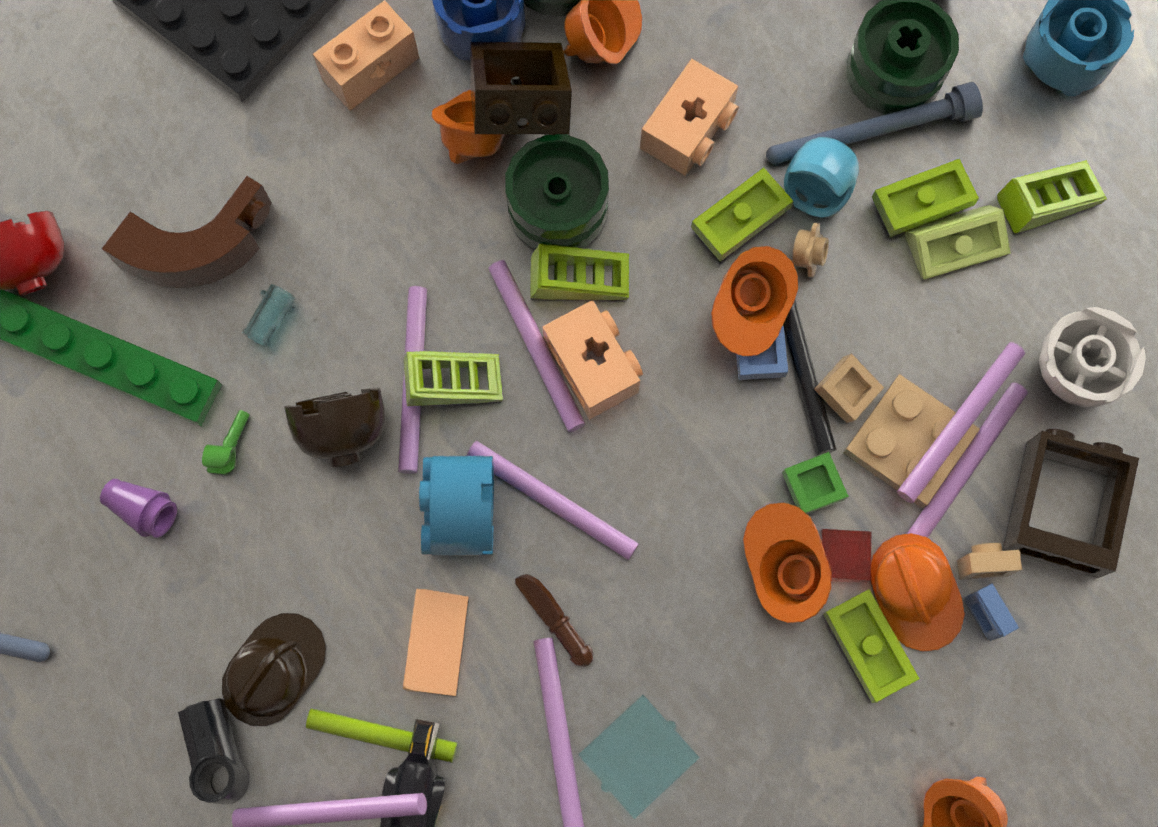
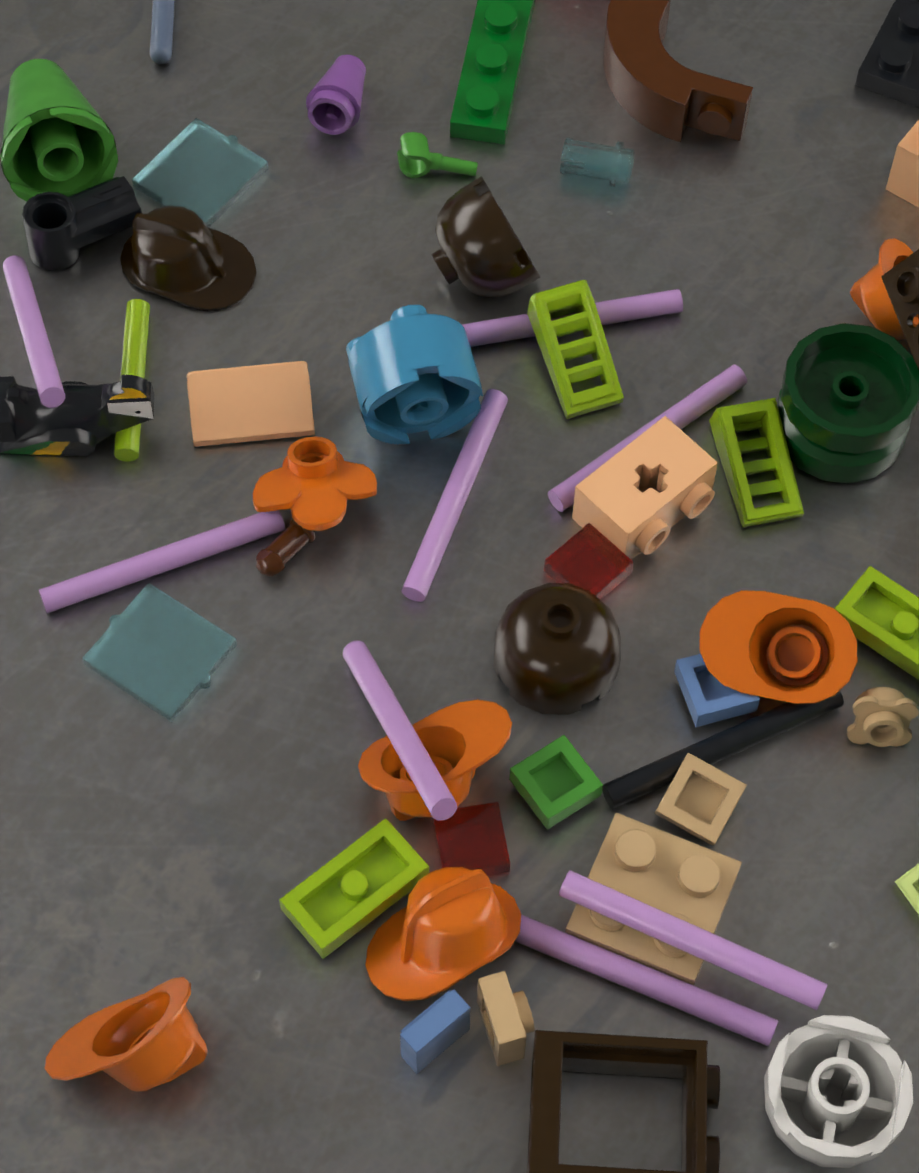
camera: 75 degrees right, 15 degrees down
(115, 763) = (53, 135): none -> bright green cone
(182, 641) = (201, 172): none -> clear light blue piece
(536, 606) = (314, 484): none -> orange plate
(639, 417) = (589, 562): none -> clear red tile
(705, 457) = (557, 648): none -> dark brown cylinder
(768, 585) = (400, 731): none -> lavender bar

